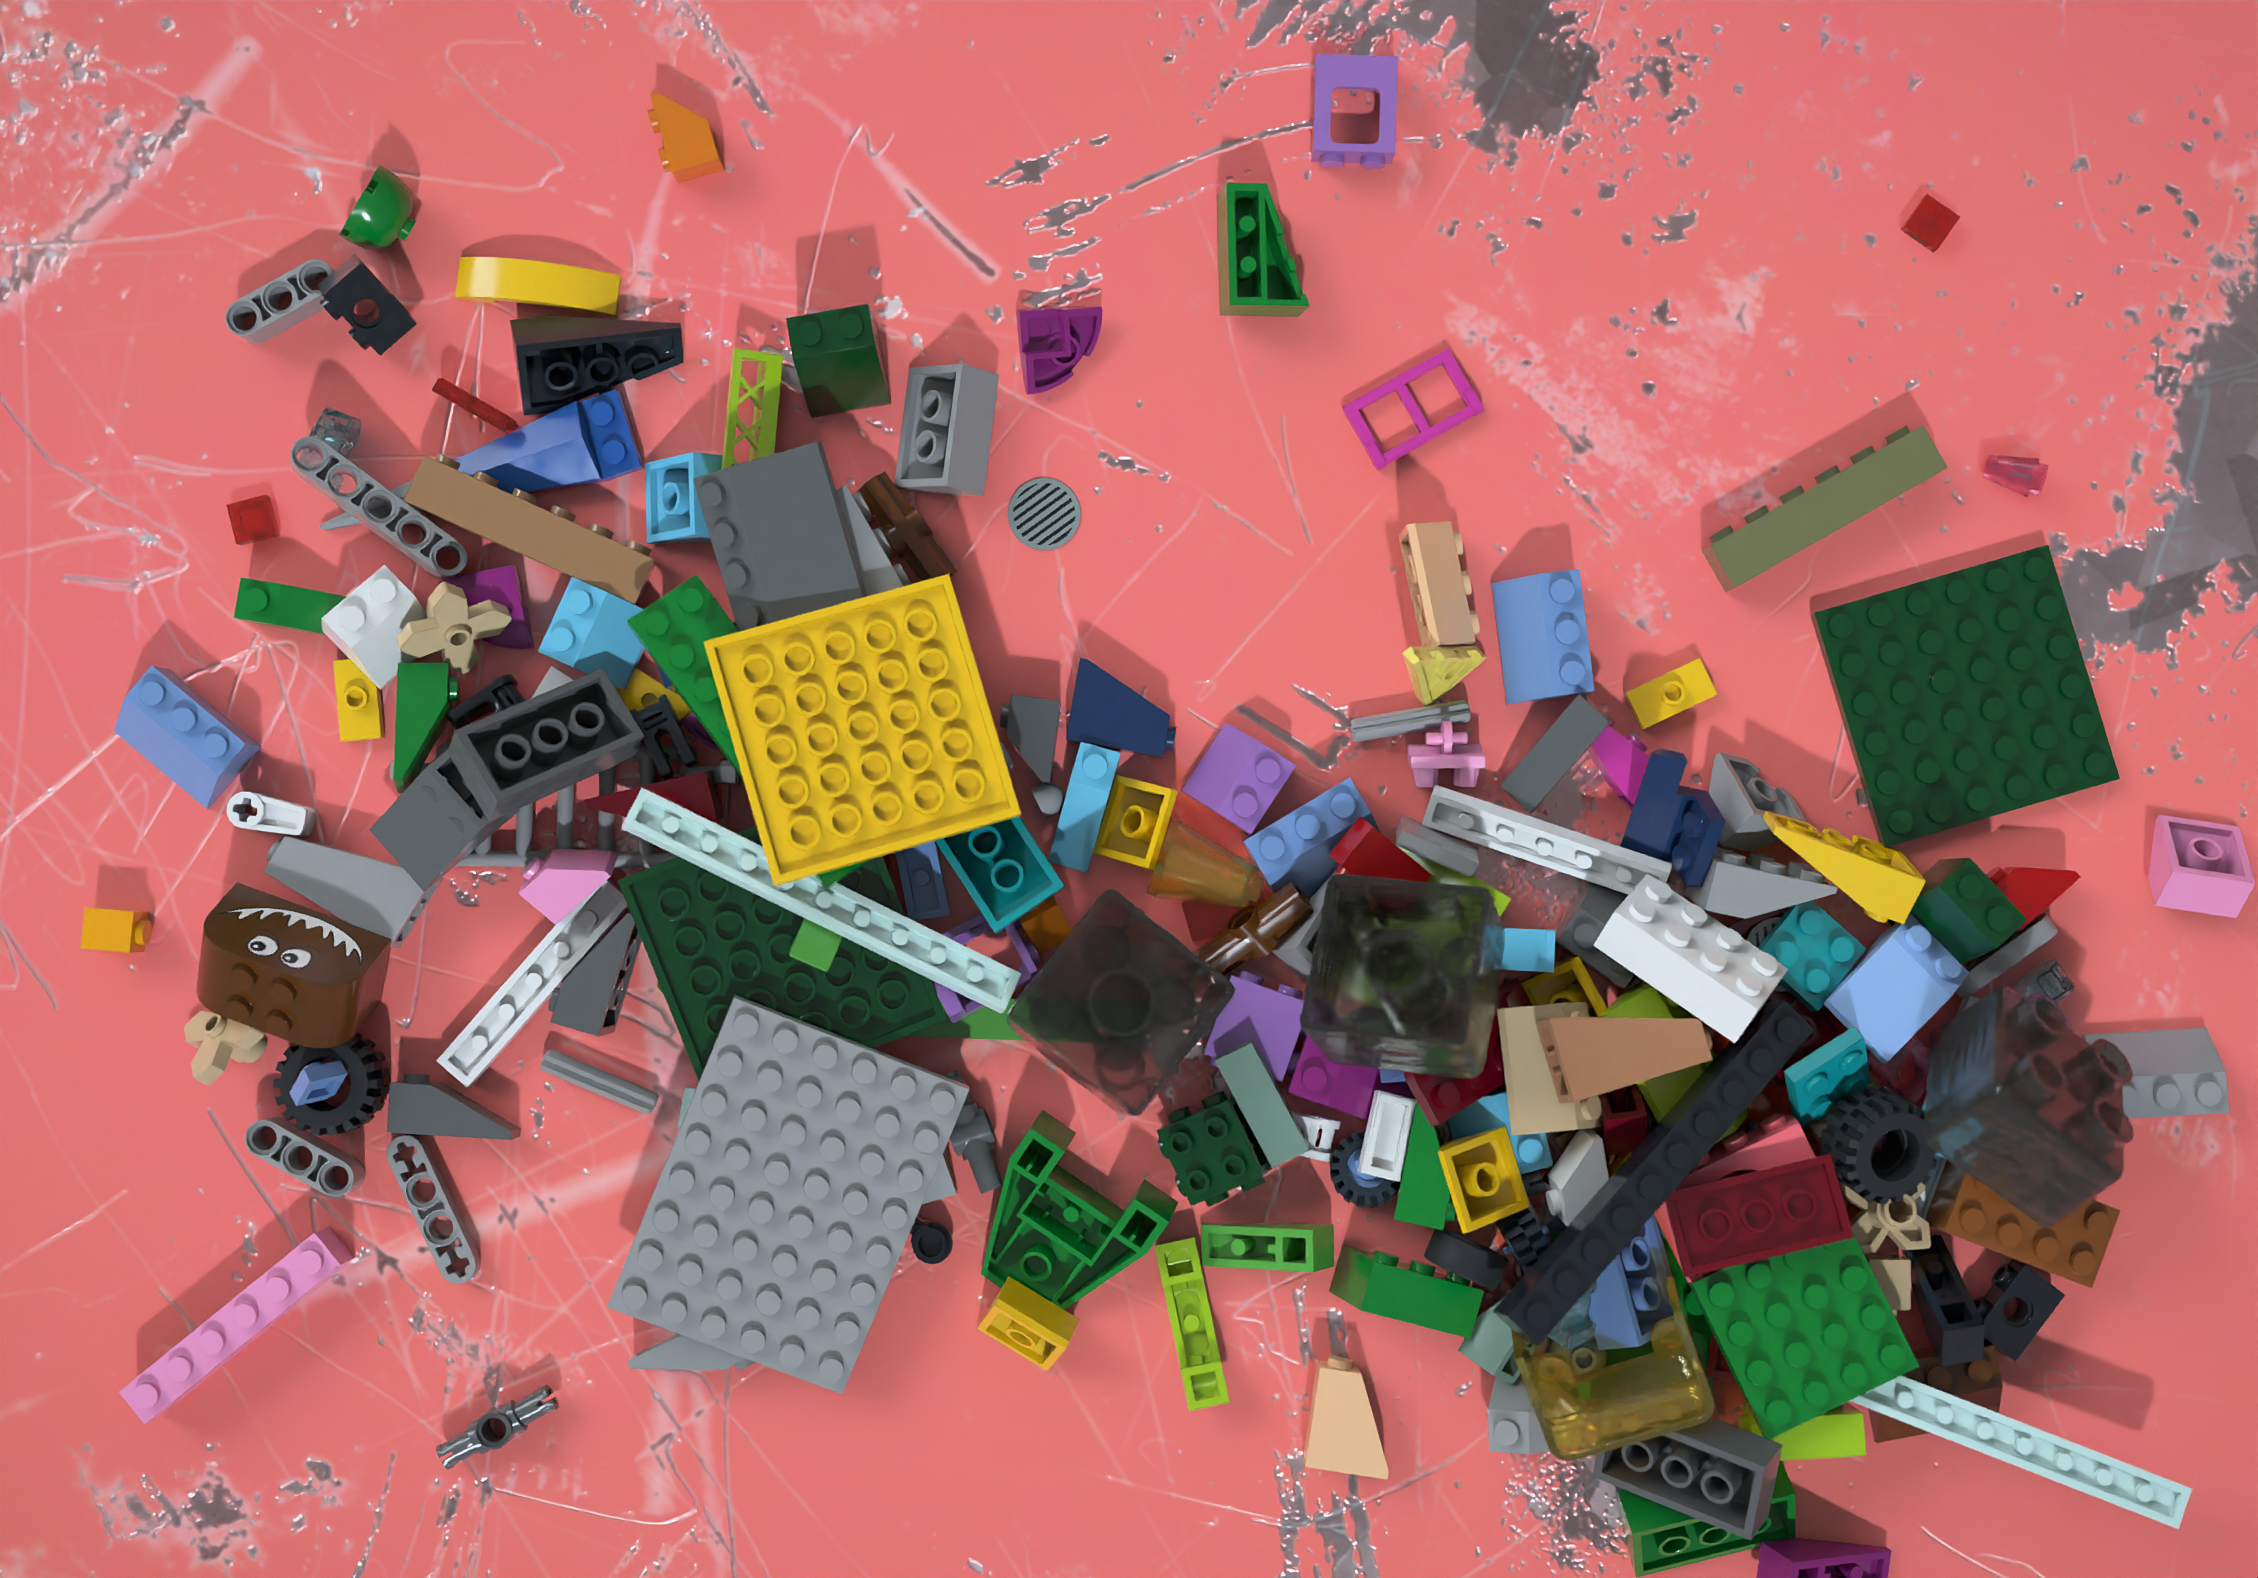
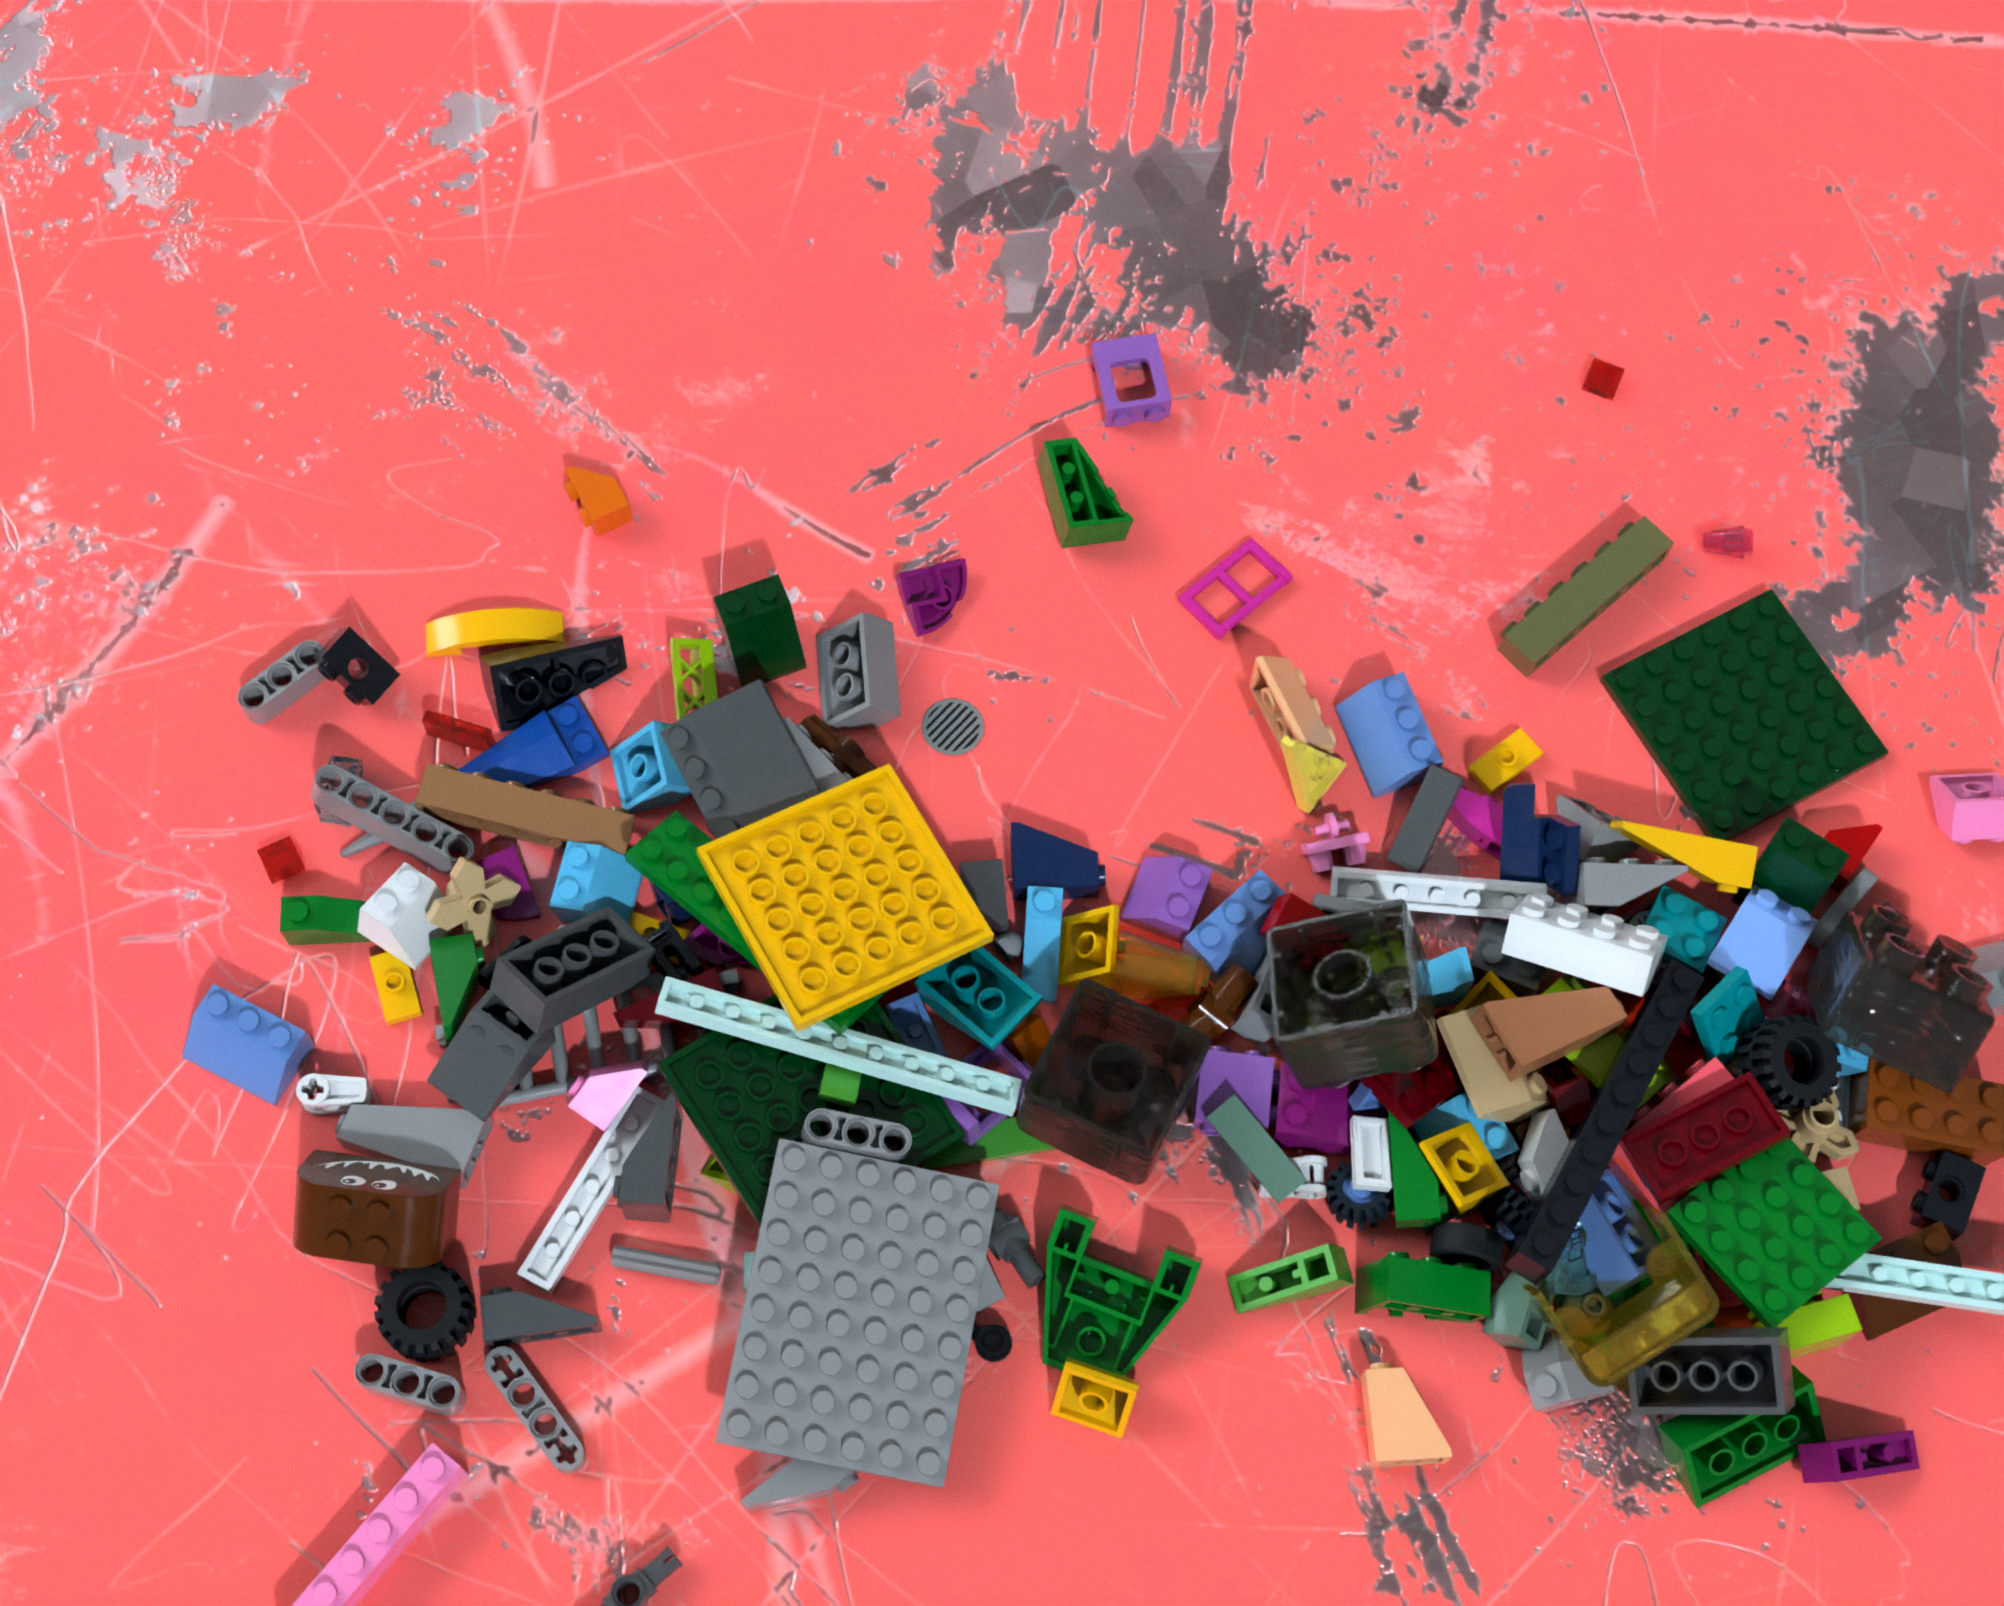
camera: 15 degrees left, 20 degrees down
(115, 930) = (207, 1221): light orange brick -> none
(218, 1041) = (323, 1288): tan plant -> none
(318, 1082) = (416, 1302): medium blue plate -> none
(380, 213) = (356, 598): green cylinder -> none
(836, 1024) = (873, 1129): none -> light grey beam
(1192, 1324) = (1240, 1361): lime slope -> none
(1212, 1150) = (1223, 1202): dark green brick -> none
(1409, 720) = (1295, 824): light grey axle -> none
(1945, 1305) = (1889, 1196): black slope -> none

